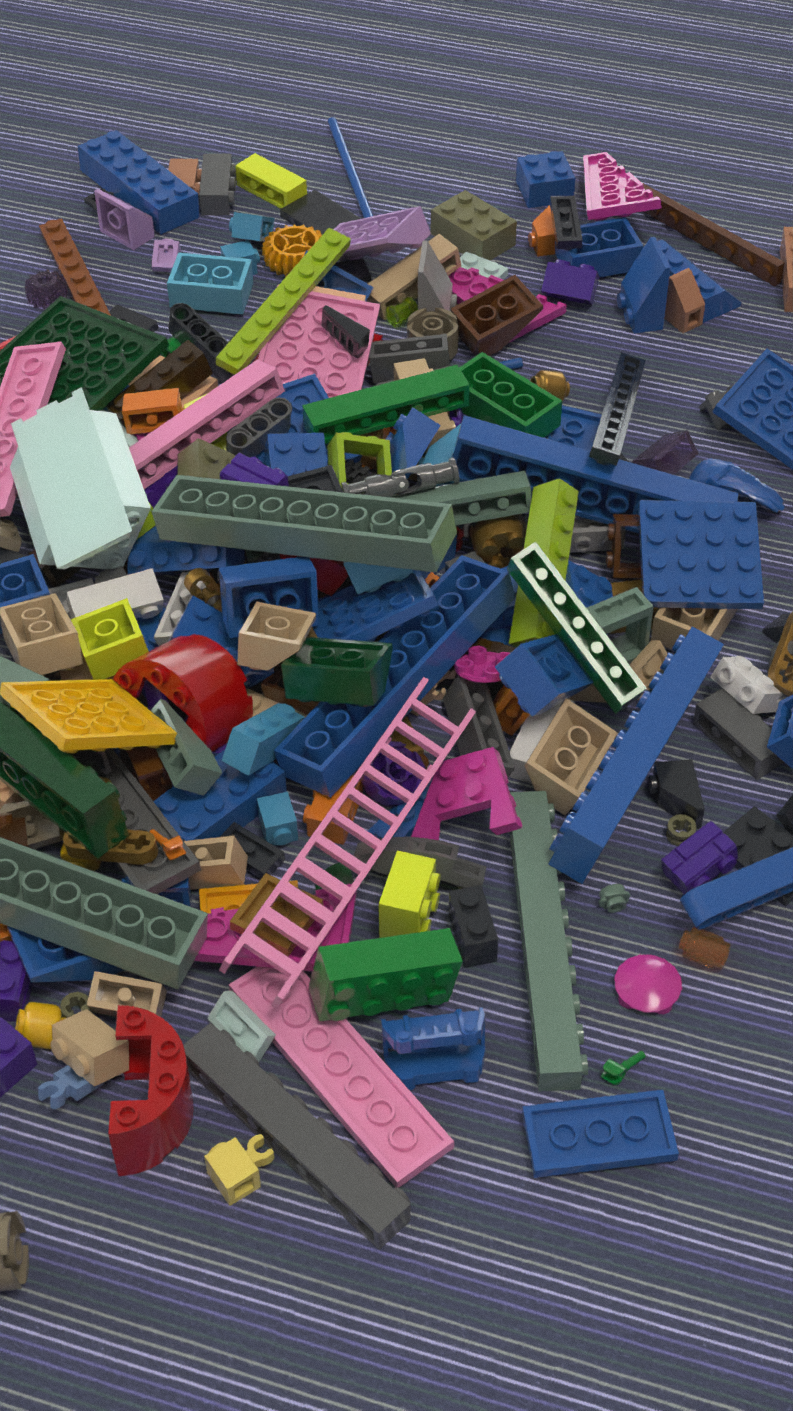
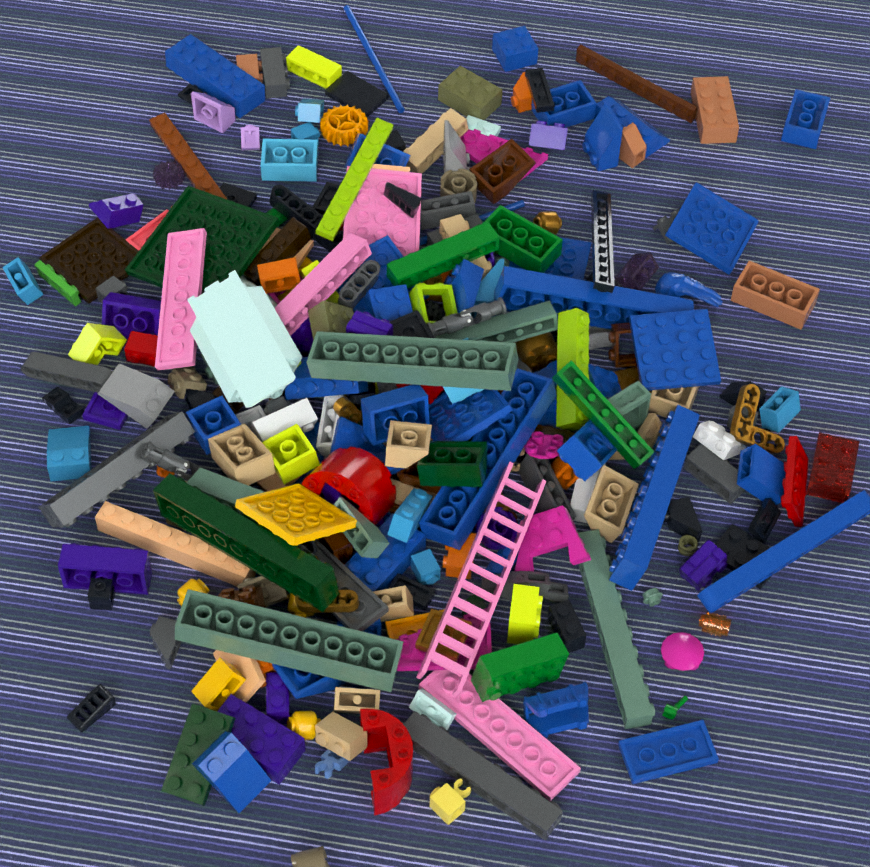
camera: 10 degrees left, 5 degrees up
(72, 1000) = (322, 705): olive bush -> none
(172, 847) = (368, 599): orange hand -> none
(384, 233) = (404, 111): lavender slope -> none
(403, 307) = (432, 170): clear neon green bush -> none
(612, 190) = (565, 57): dark pink wing -> none

